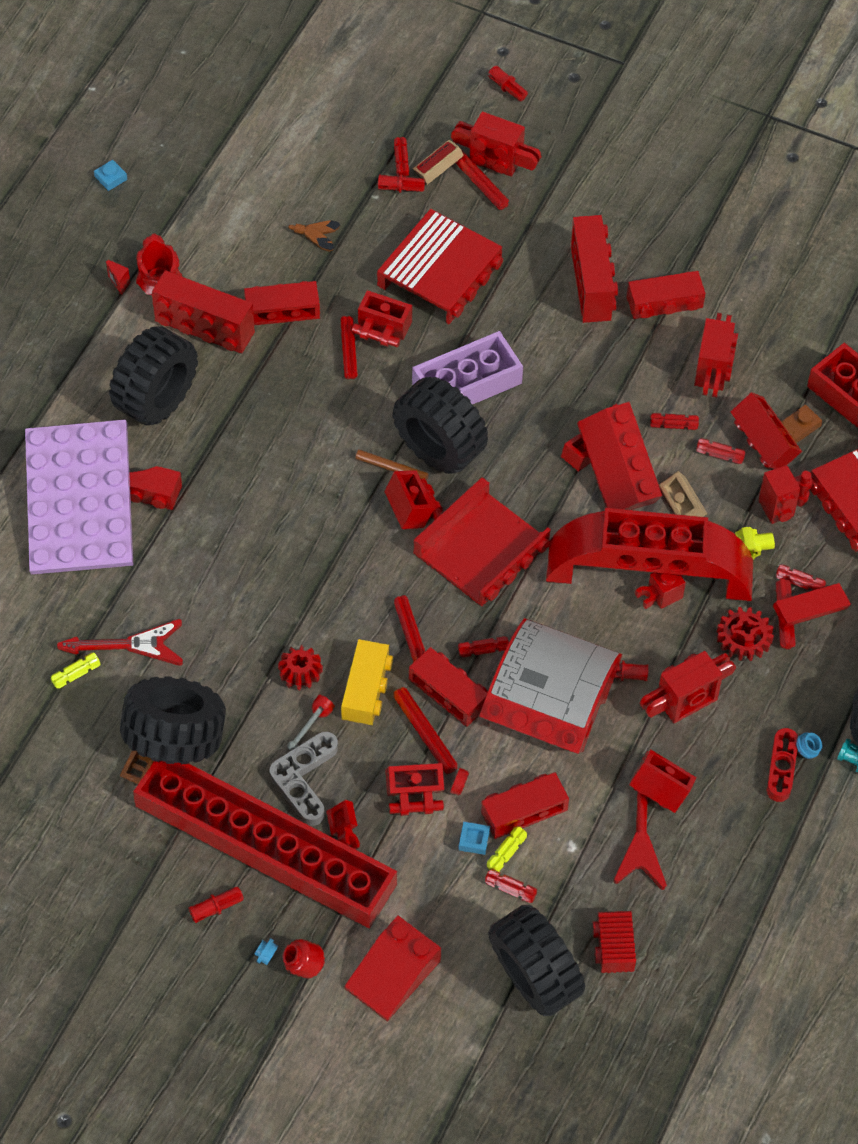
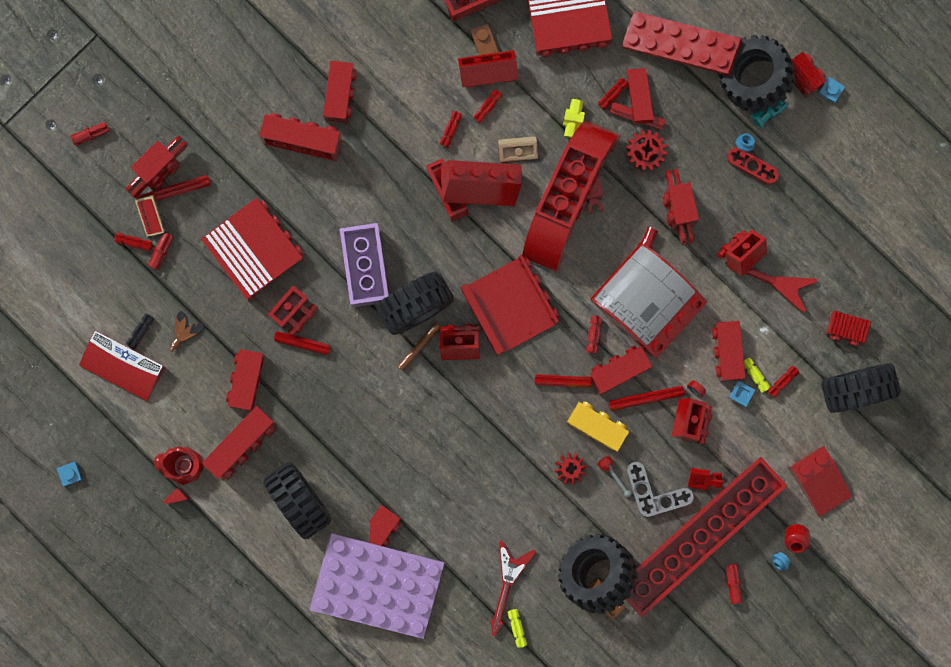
camera: 70 degrees left, 25 degrees up
(254, 186) = (121, 365): none -> red slope
(300, 191) = (139, 331): none -> black axle
(716, 354) = (410, 77): red brick -> none
(783, 492) = (547, 78): red brick -> none

